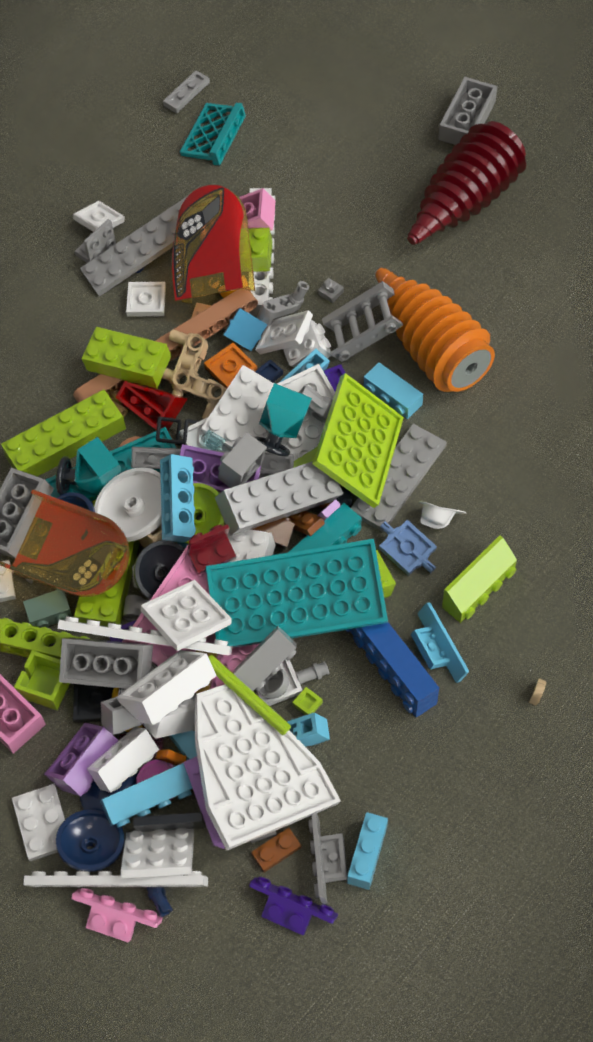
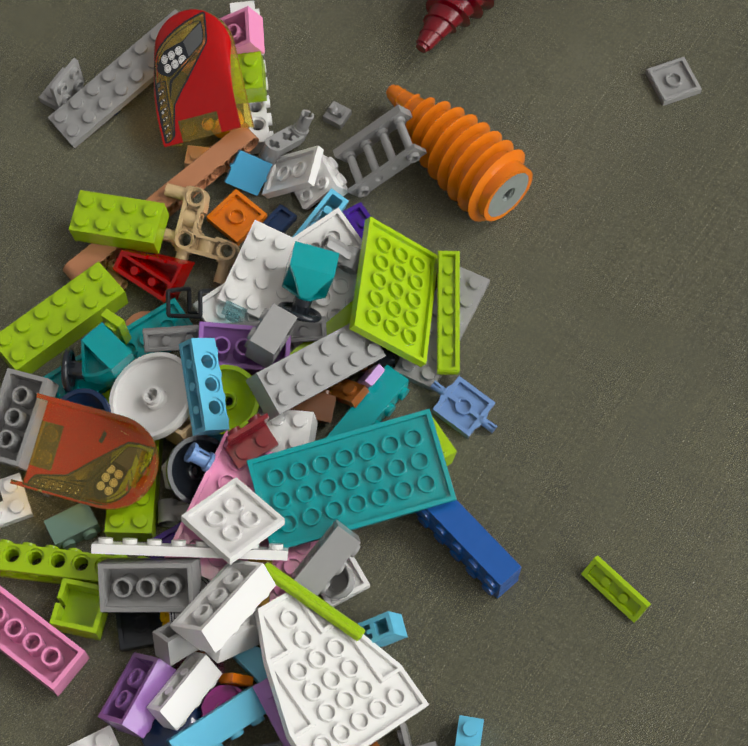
camera: 10 degrees left, 5 degrees up
(96, 214) = (59, 52): white plate -> none
(111, 442) = (116, 326): none -> lime plate
(146, 299) = (129, 146): white plate -> none
(165, 559) = (199, 457): none -> medium blue bush
(307, 702) = (377, 597): lime plate -> none
(313, 672) = (378, 562): light grey pin -> none
(393, 390) = (422, 226): medium azure brick -> none
(405, 465) = (448, 312): none -> lime tile
(436, 516) = (489, 368): white piece -> none
(437, 645) = (510, 515): medium azure bracket -> none
(479, 580) = (547, 436): slope -> none
(524, 720) = (616, 589): none -> lime plate
(538, 692) = (626, 554): tan tile -> none

